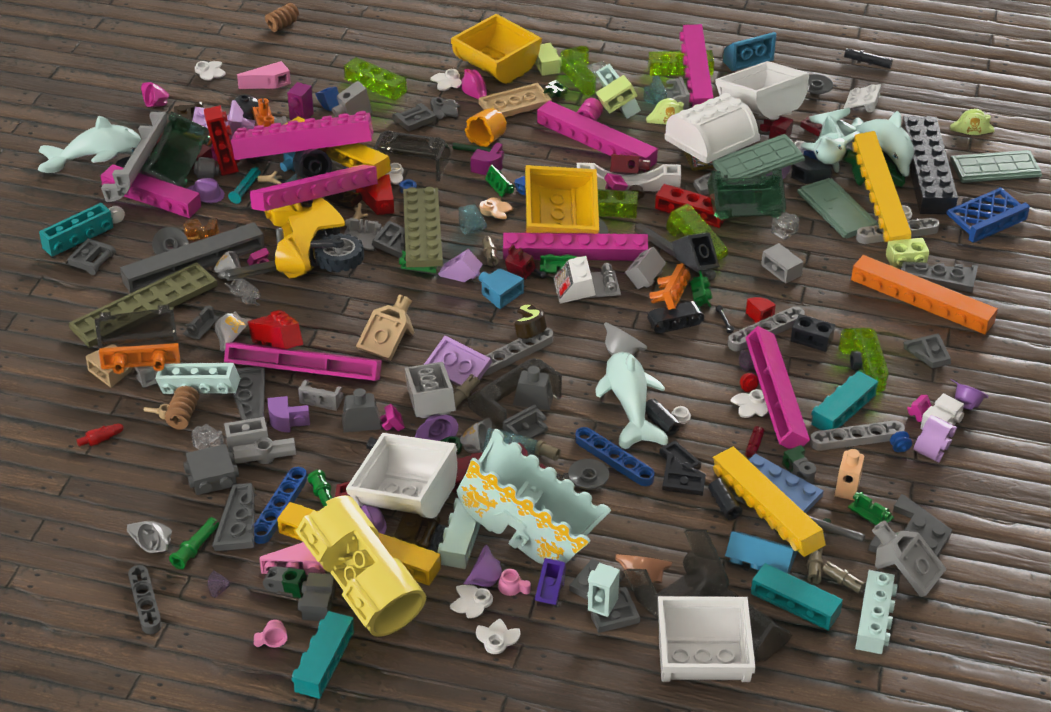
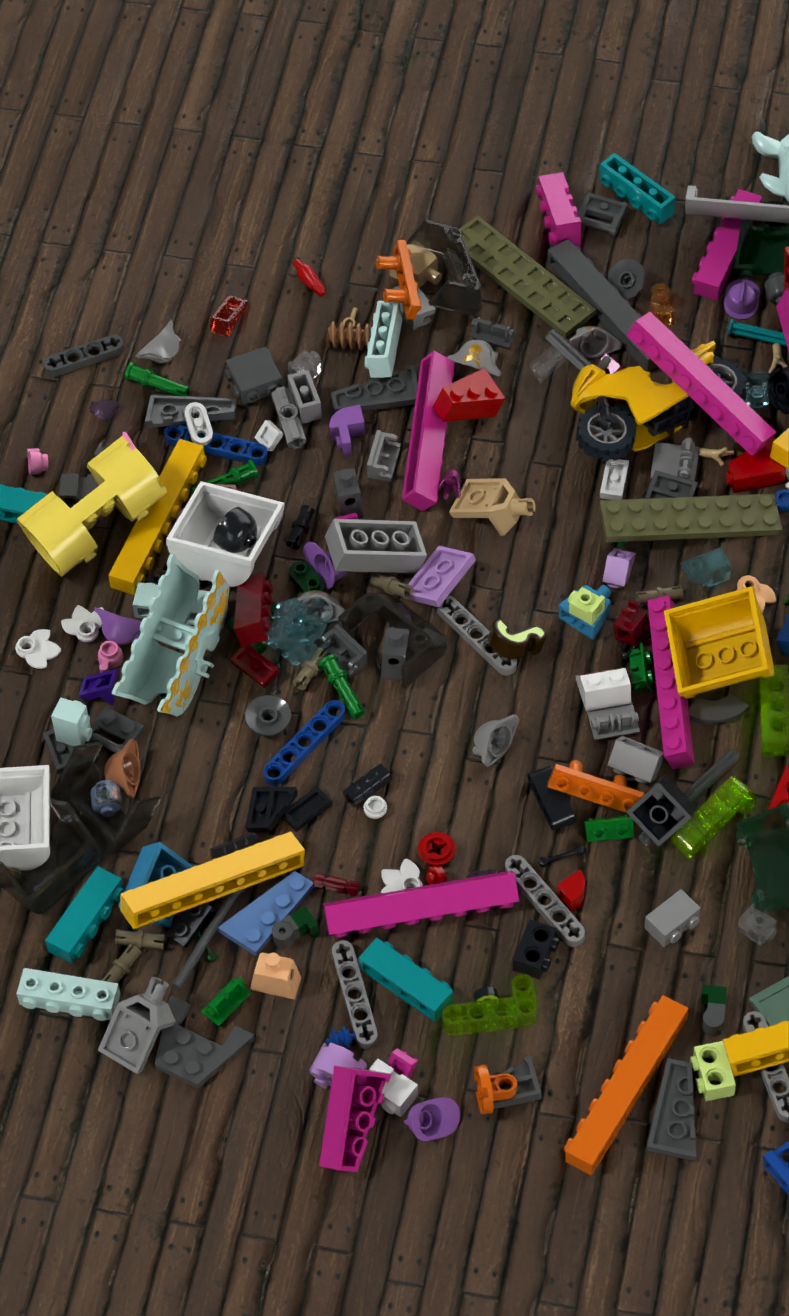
camera: 90 degrees right, 15 degrees up
(84, 273) = (558, 209): none -> dark pink wedge
(117, 214) = (679, 220): white plate -> none
(129, 492) = (226, 317): none -> clear red slope
(264, 502) = (199, 424): none -> white plate
(280, 464) = (269, 435): none -> white plate
(360, 352) = (451, 480): none -> flat silver piece
(375, 267) = (614, 479): none -> white plate
(413, 460) = (237, 531): none -> black cylinder
(508, 274) = (586, 605): none -> yellowish green brick
(554, 429) = (338, 678): none -> green pin
(630, 385) = (404, 740): light aqua animal -> none
(675, 578) = (106, 798): none -> sand blue head
(723, 378) = (439, 840): none -> red gear
(856, 248) = (715, 1014): none -> leg
(942, 357) = (489, 1088): none -> orange tile
(984, 424) = (350, 1116): none -> dark pink wedge

